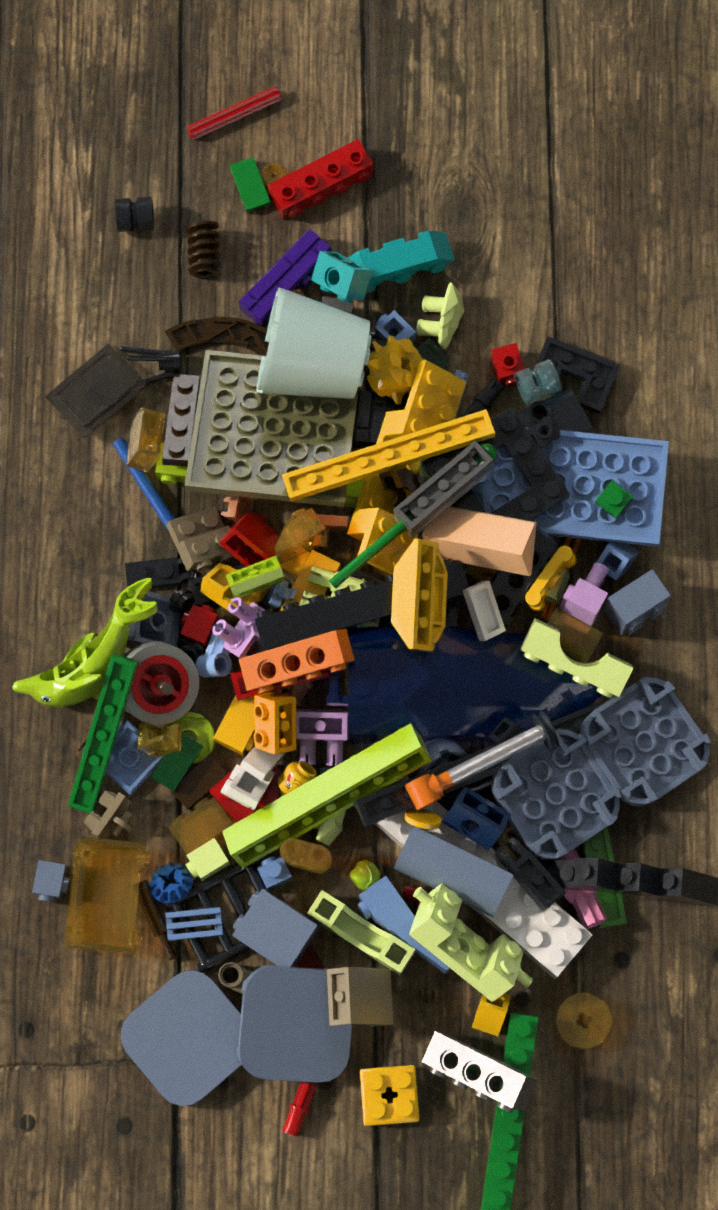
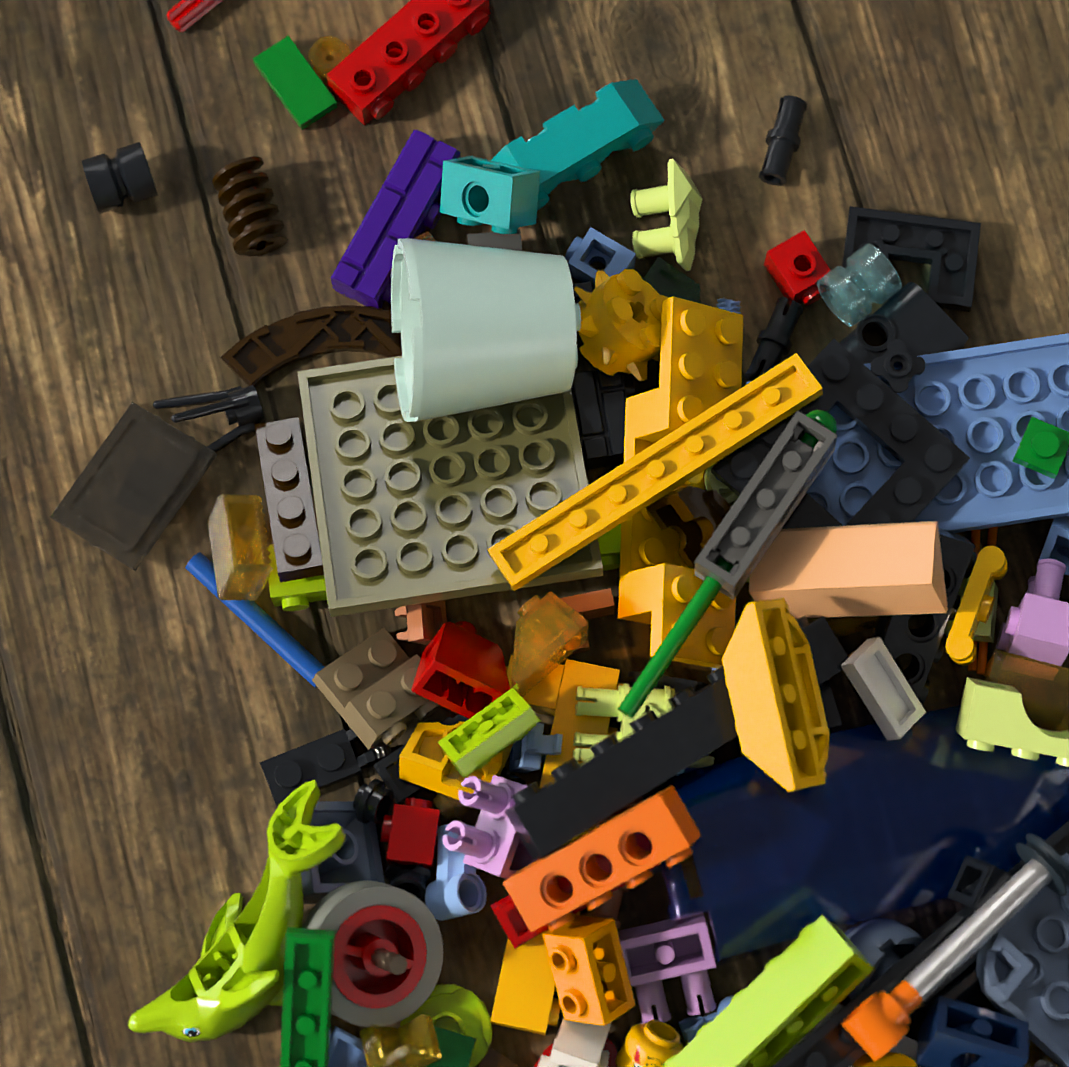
camera: 15 degrees left, 0 degrees up
(520, 288) = (783, 140): none -> black pin

